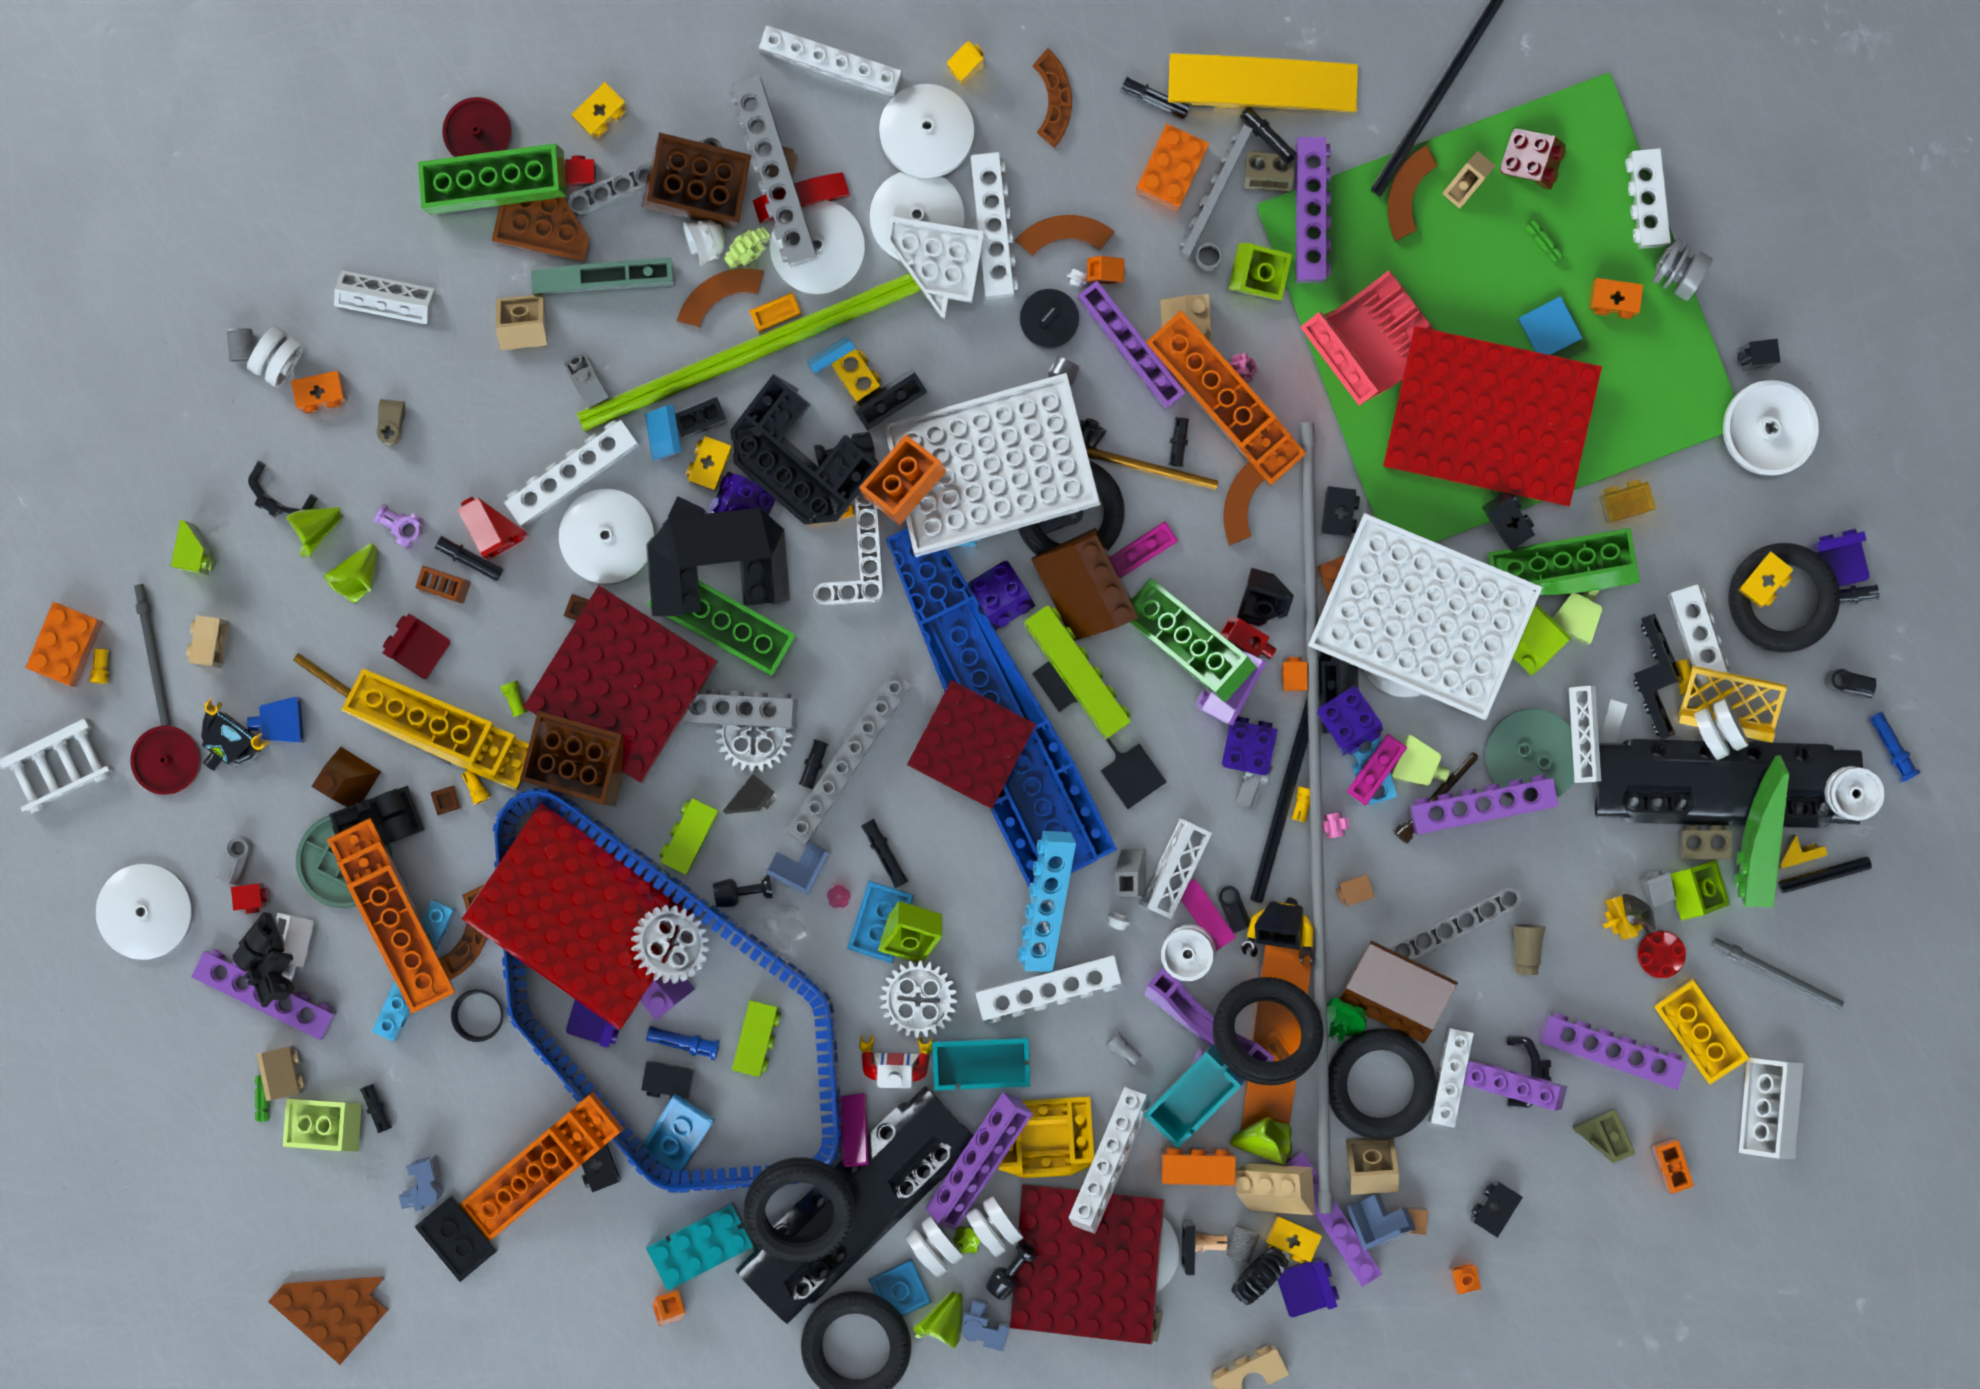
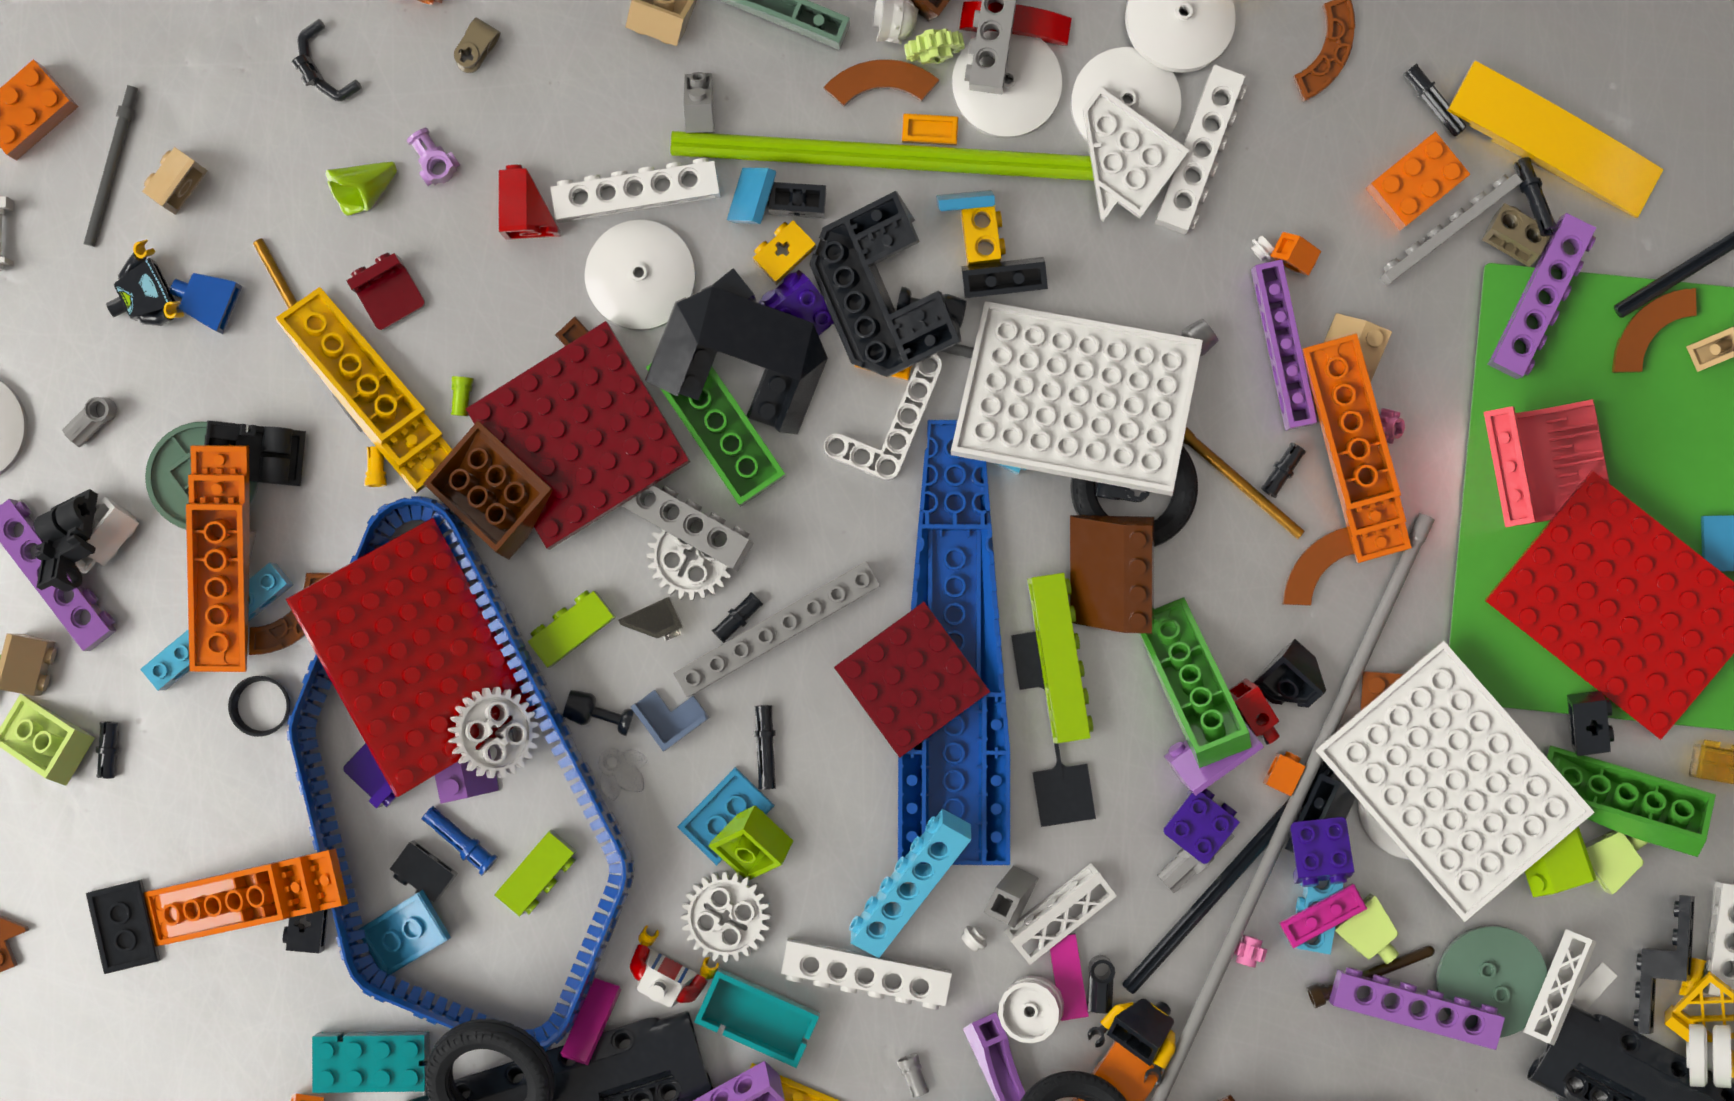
camera: 30 degrees right, 0 degrees up
(100, 665) = (47, 157): yellow pin -> none
(165, 760) = (70, 281): dark red piece -> none
(191, 550) = (203, 76): lime slope -> none
(249, 897) = (85, 466): red brick -> none
(313, 526) = (341, 114): lime hat -> none
(346, 778) = (246, 392): reddish brown slope -> none
(427, 1188) = (118, 858): sand blue hips -> none
(445, 800) = (338, 466): reddish brown tile -> none
(461, 590) = (458, 254): dark orange slope -> none
(468, 558) = (486, 227): black axle -> none
(843, 901) = (695, 776): clear pink plate -> none
(902, 479) = (977, 367): orange brick -> none
(1001, 594) = (1020, 538): dark purple bracket -> none
(1049, 318) = (1211, 275): black shield -> none
(1062, 228) = (1272, 188): dark orange tile -> none
(1092, 431) = (1198, 415): black piece -> none
(1143, 549) = (1192, 563): dark pink tile -> none
(1208, 268) = (1419, 283): light grey piece -> none
(1260, 271) = (1456, 334): lime slope -> none
(1302, 804) = (1226, 911): yellow pin -> none
(1334, 499) = (1401, 633): black brick -> none
(1355, 890) = (1237, 1030): medium nougat brick -> none

